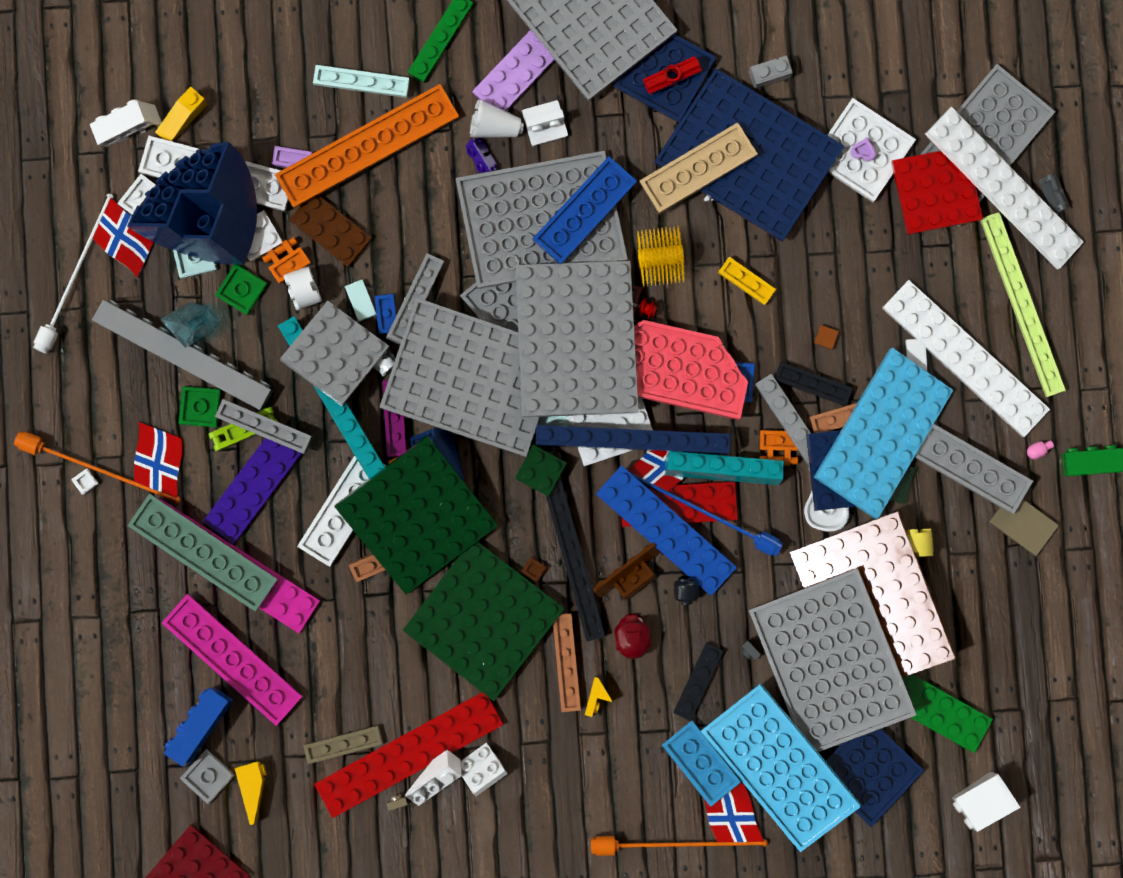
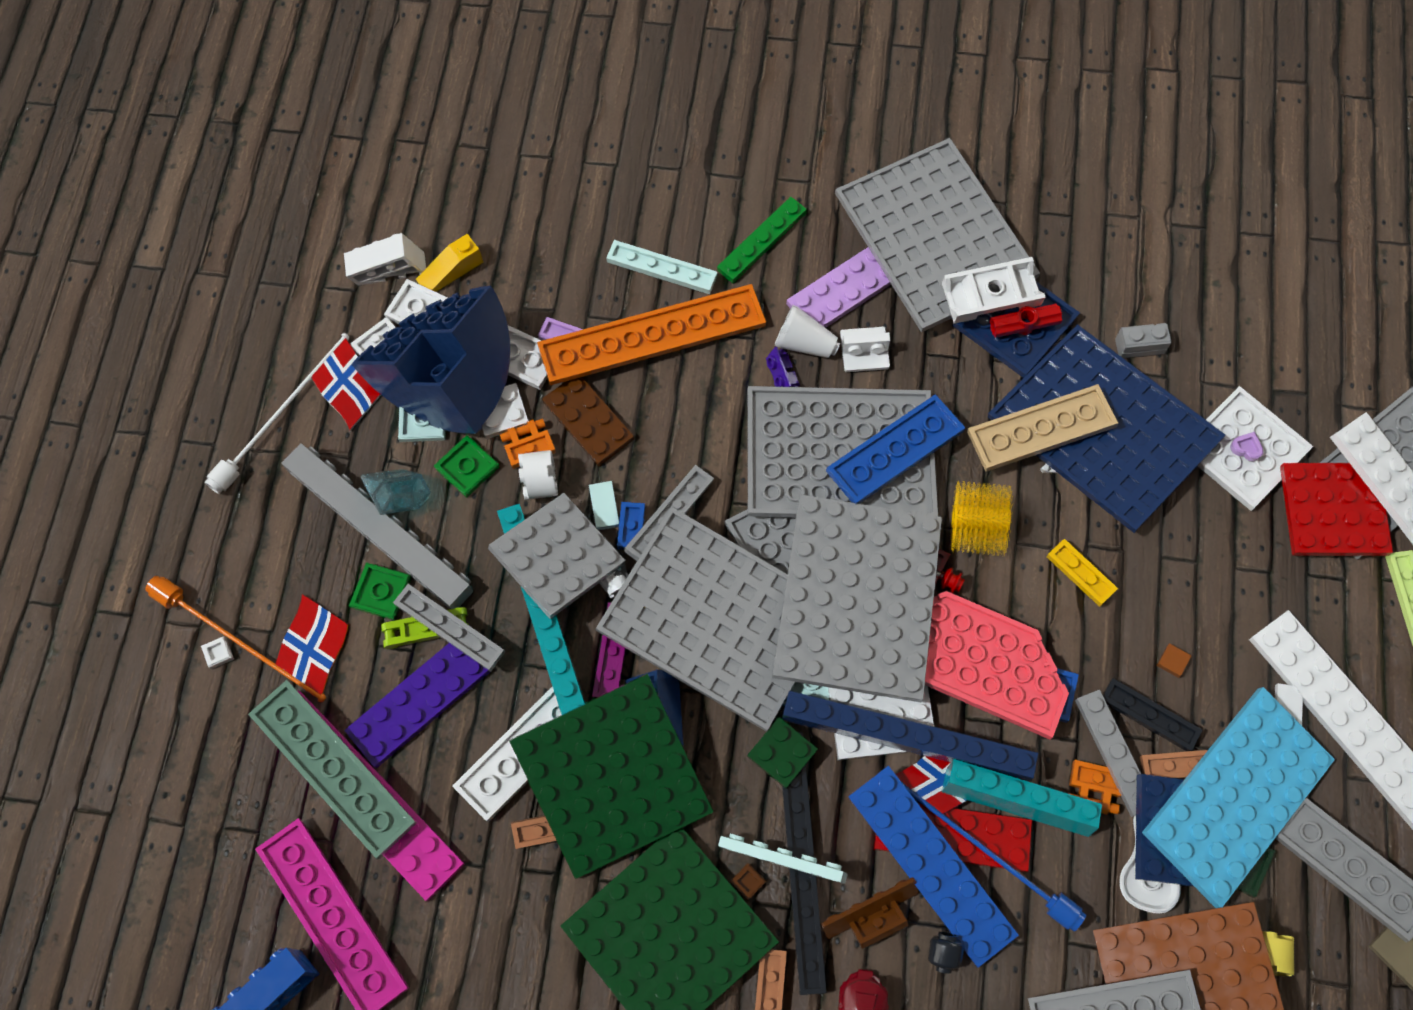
camera: 15 degrees right, 15 degrees down
(556, 548) = (784, 858): none -> light aqua plate
(621, 61) = (969, 291): none -> white piece

